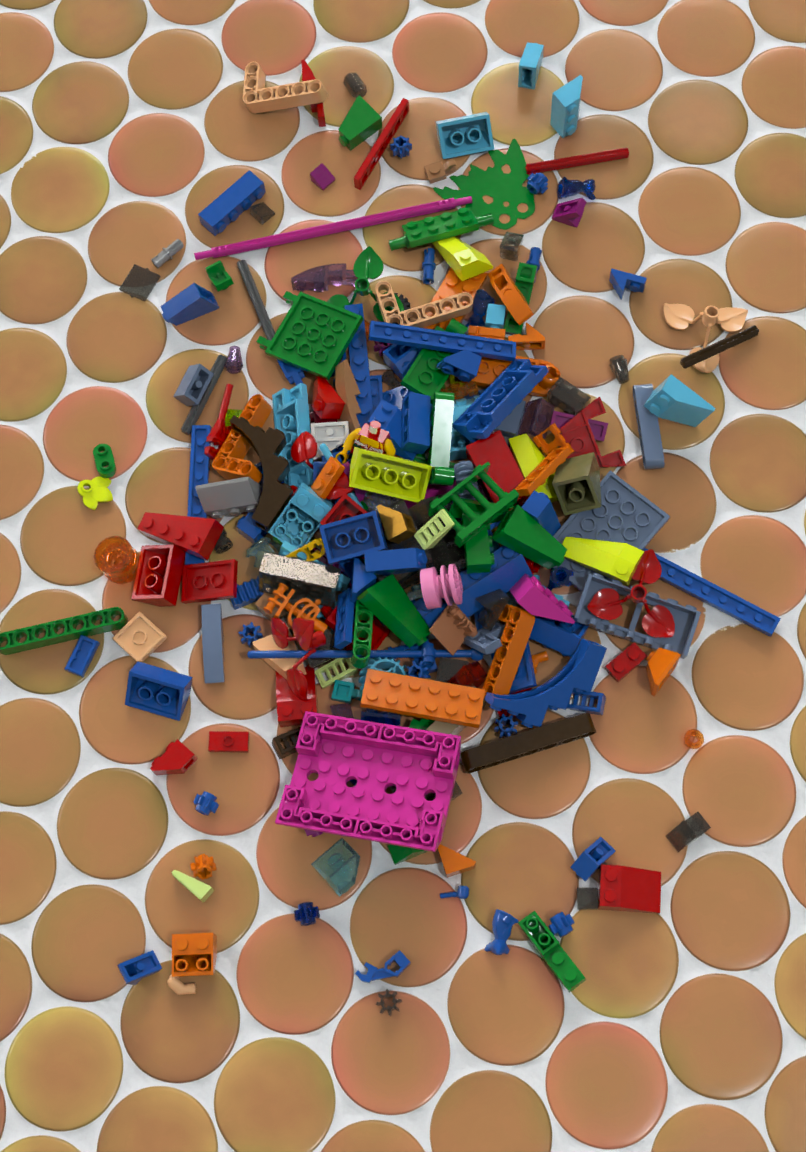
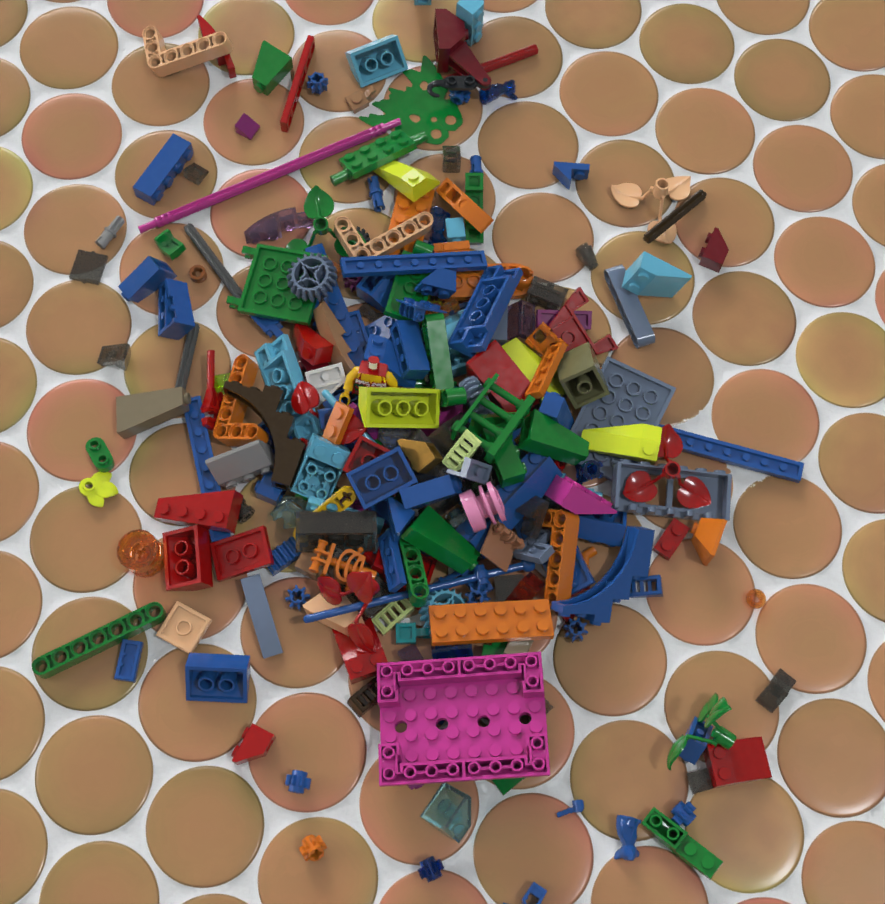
camera: 25 degrees left, 0 degrees up
(142, 370) = (115, 355): none -> clear smoke slope
(159, 428) = (148, 409): none -> dark tan slope
(193, 385) = (172, 358): sand blue brick -> none
(198, 888) = (312, 871): yellowish green slope -> none
(206, 338) = (174, 309): none -> blue wedge
(228, 741) = (303, 712): red plate -> none
(234, 307) = (201, 269): none -> dark orange bush
(234, 360) = (207, 327): clear purple cone -> none
(330, 338) = (317, 267): none -> sand blue gear
(355, 85) = (256, 31): clear smoke brick -> none
(428, 385) = (416, 310): none -> blue hinge
(440, 550) = (473, 471): none -> sand blue panel
(454, 862) = (563, 778): orange slope -> none
(527, 743) = (600, 641): dark brown beam -> none
(530, 341) = (495, 245): orange slope -> none
(541, 143) = (454, 54): none -> dark red slope
(569, 212) = (498, 115): magenta slope -> none
(615, 856) = (712, 710): none -> green plant
(750, 391) = (715, 251): none -> dark red slope

